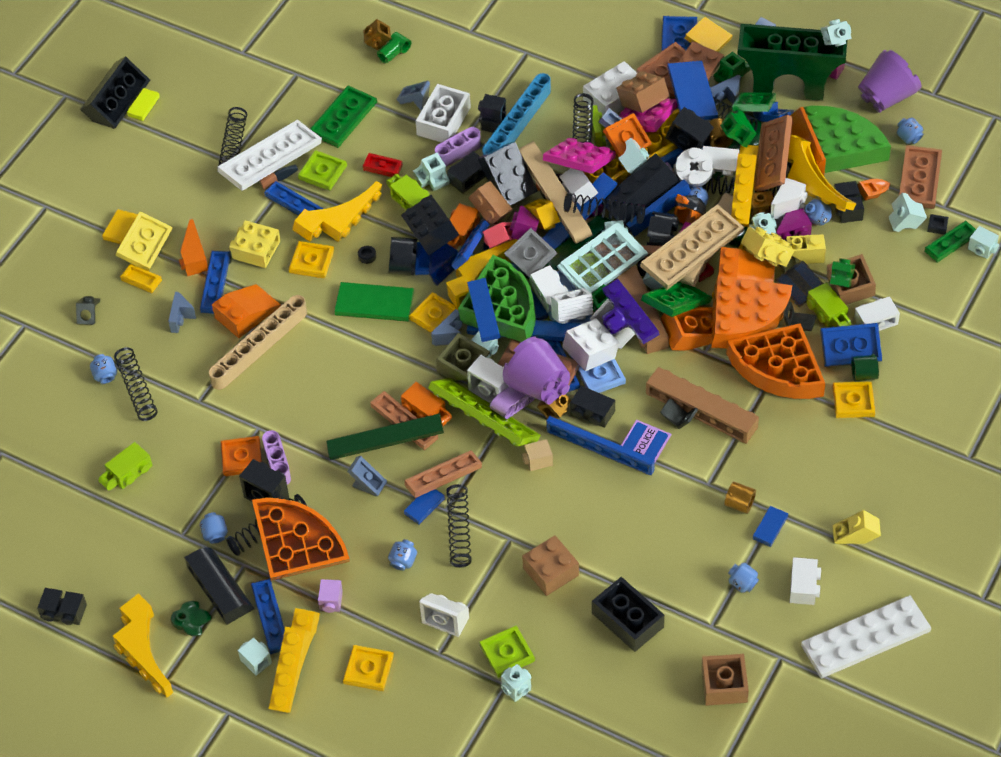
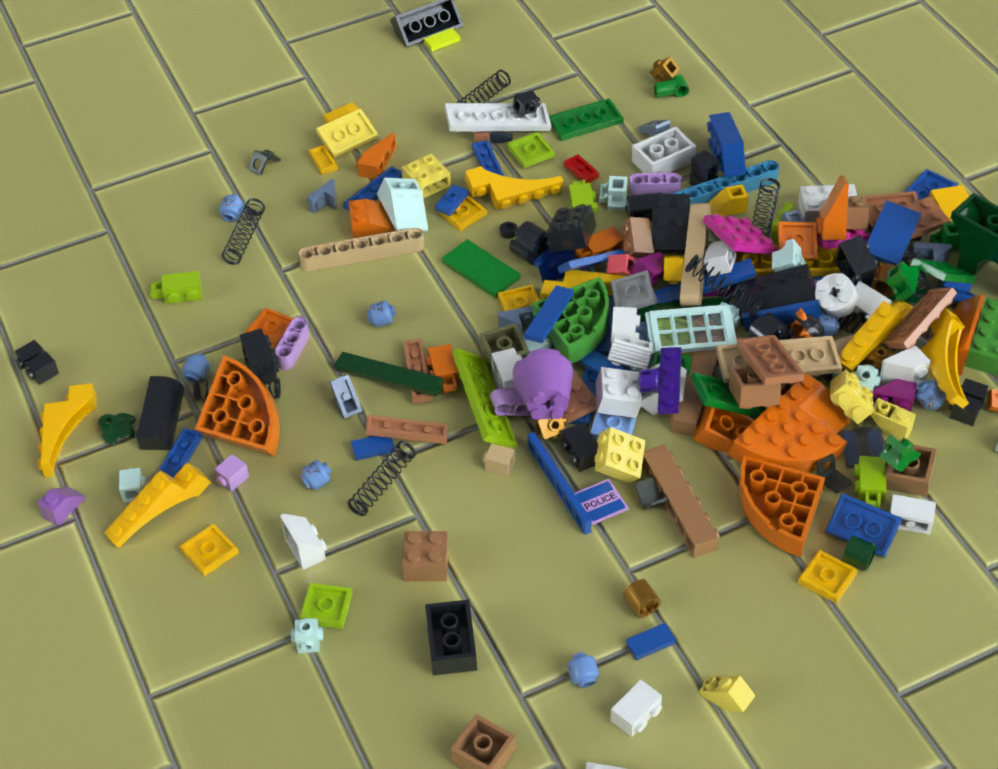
camera: 35 degrees right, 5 degrees down
(208, 710) = (59, 504): none -> medium lavender slope
(262, 280) = (403, 203): none -> light aqua slope
(287, 129) = (525, 103): none -> black brick
(297, 254) = (451, 200): none -> blue plate
(329, 389) = (381, 314): none -> medium blue head
(495, 78) = (726, 144): none -> blue brick
(534, 128) = (730, 201): none -> yellow slope
(633, 395) = (619, 455): none -> light yellow brick
(645, 95) = (833, 214): none -> orange slope
(697, 251) = (770, 360): none -> nougat plate
(697, 279) = (750, 390): none -> medium nougat brick

